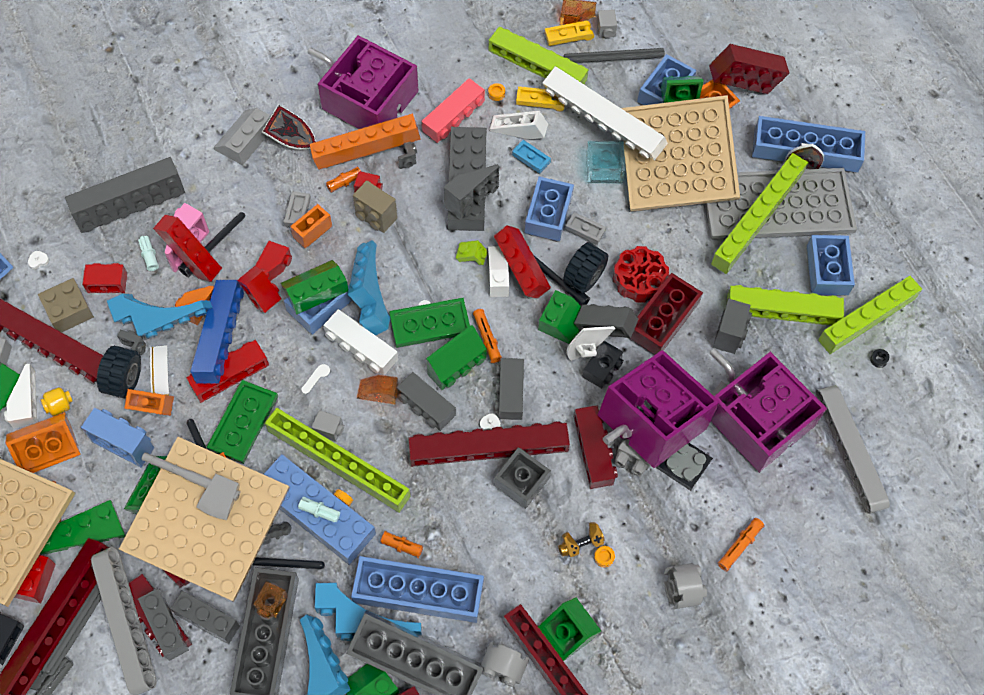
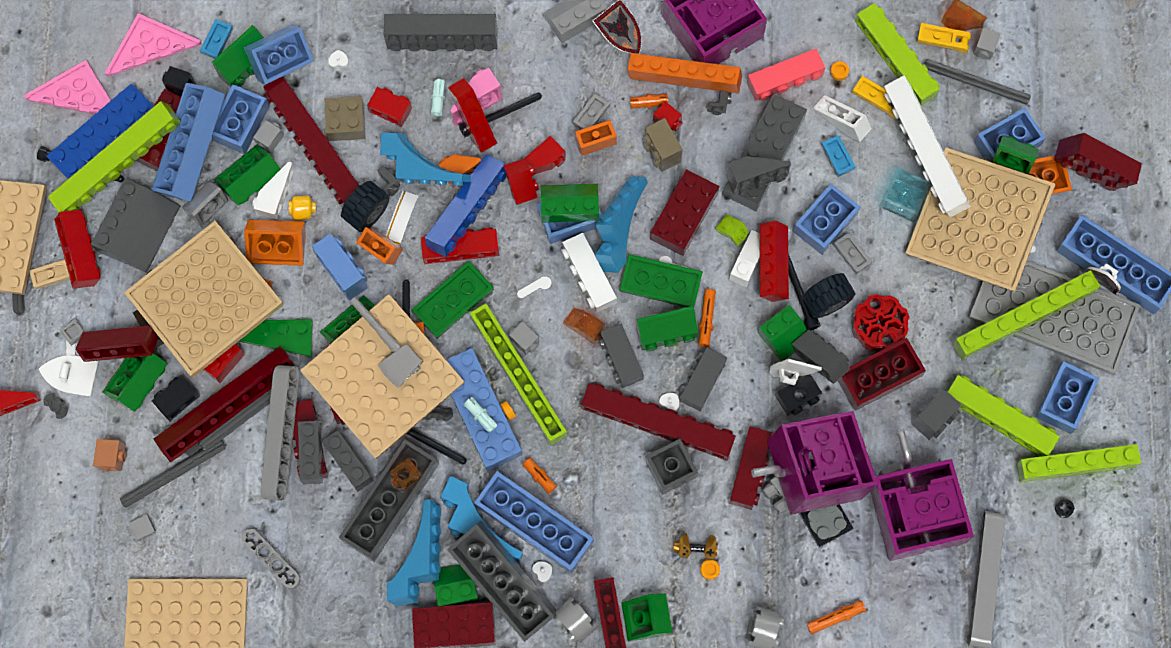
camera: 30 degrees right, 10 degrees up
(422, 255) = (684, 212): none -> dark red brick
(448, 633) = (543, 570): none -> white piece

